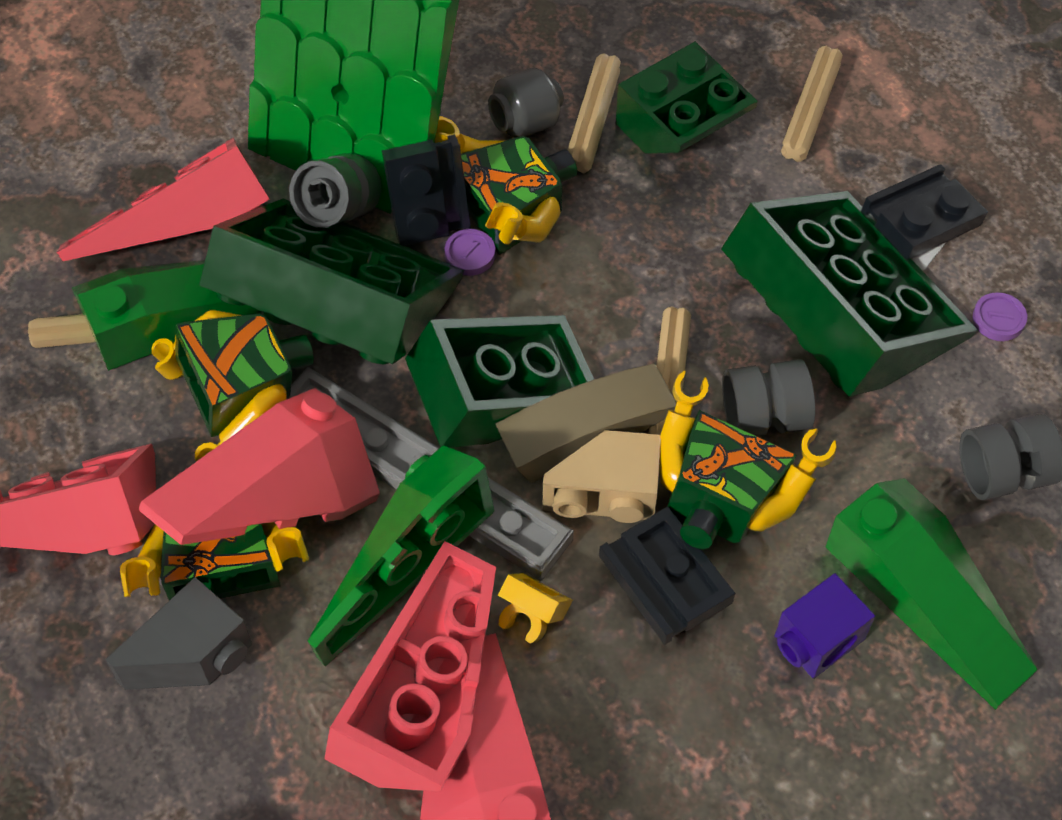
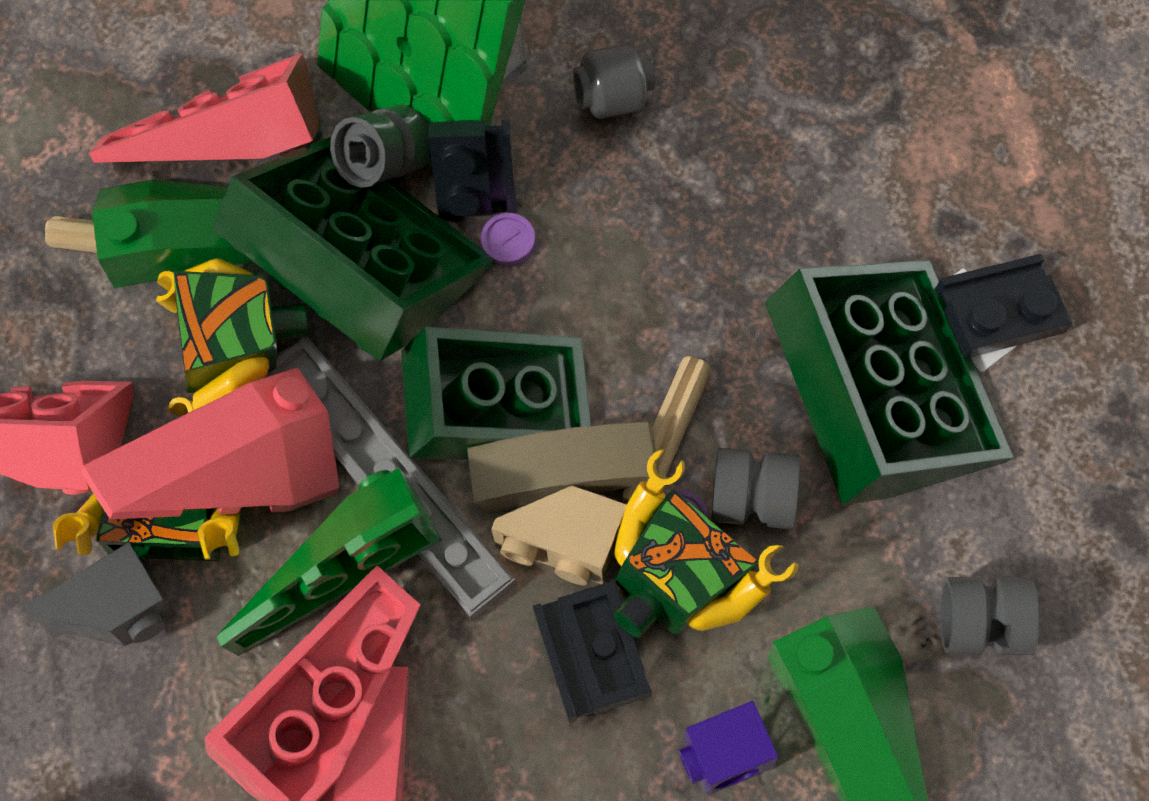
camera: 20 degrees right, 10 degrees up
(511, 186) = (563, 175): torso -> none
(535, 600) = (452, 645): yellow tile -> none
(594, 111) = (685, 105): tan axle -> none
(679, 101) = (777, 119): dark green slope -> none
(811, 104) = (926, 145): tan axle -> none
(999, 316) = (1044, 447): medium lavender piece -> none

